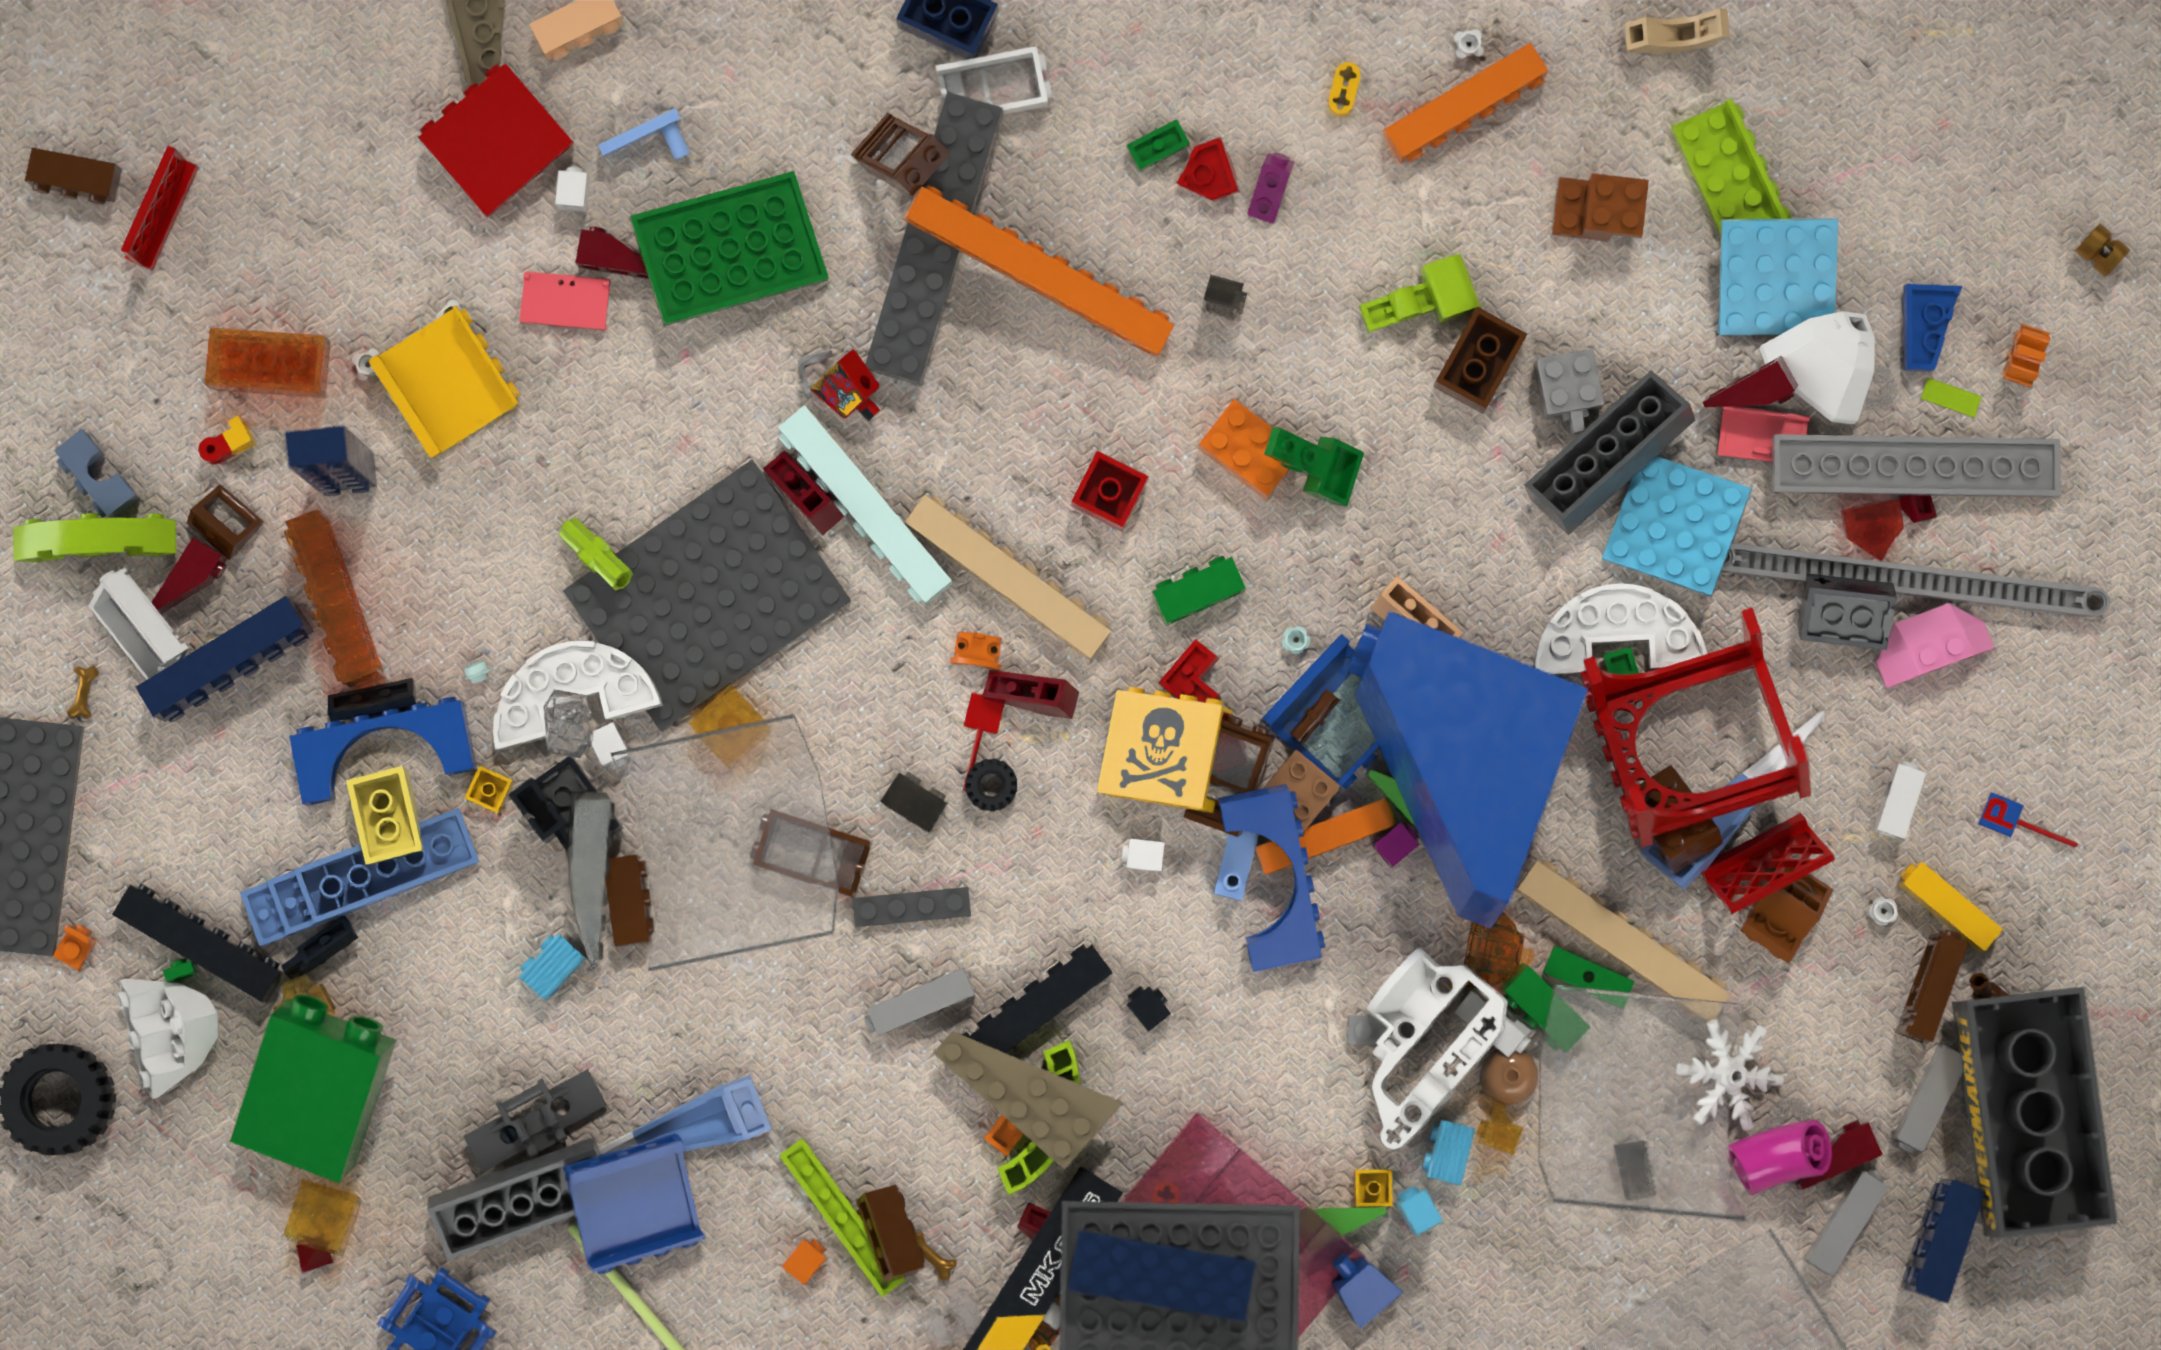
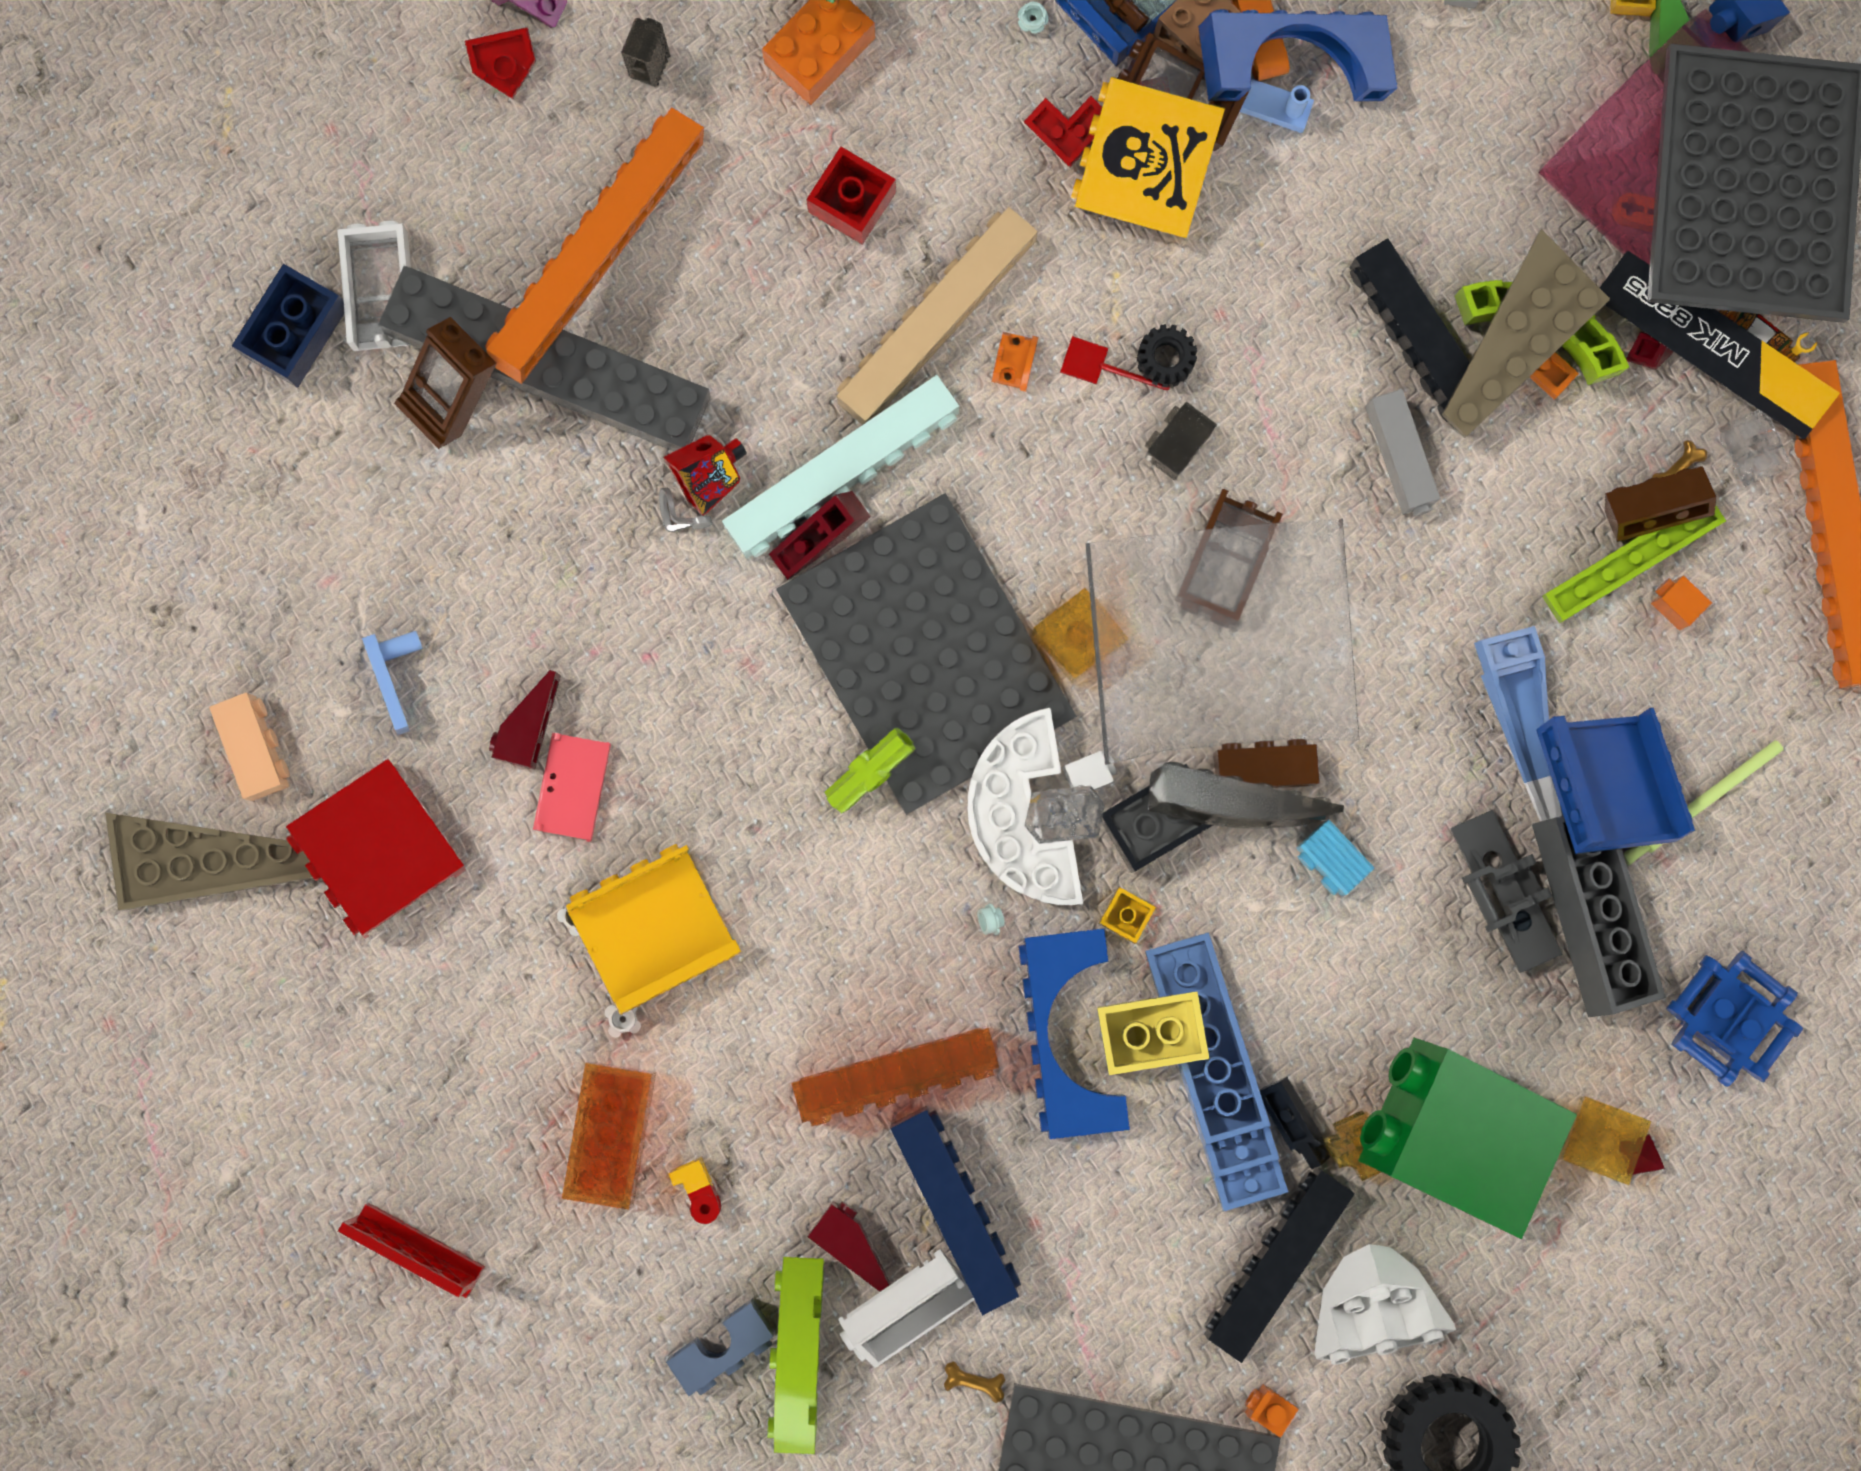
camera: 90 degrees left, 0 degrees up
(73, 176) = (361, 1353): reddish brown brick -> none
(180, 970) = (1308, 1287): green plate -> none
(214, 530) = (800, 1211): reddish brown tile -> none
(331, 460) = (737, 1059): dark blue brick -> none
(371, 699) = (1013, 1042): black plate -> none
(533, 800) = (1177, 843): black piece -> none
(572, 190) = (444, 766): white brick -> none
(728, 248) = (531, 592): green plate -> none
(911, 907) = (1294, 455): dark grey plate -> none
(1032, 693) = (1068, 303): dark red slope -> none
(1143, 855) = (1258, 197): white brick -> none
(1148, 1006) = (1425, 207): black brick -> none
(1158, 145) = (466, 113): green plate -> none
(1162, 1275) = (1745, 191): dark blue brick -> none
(1198, 590) = (969, 113): green brick -> none

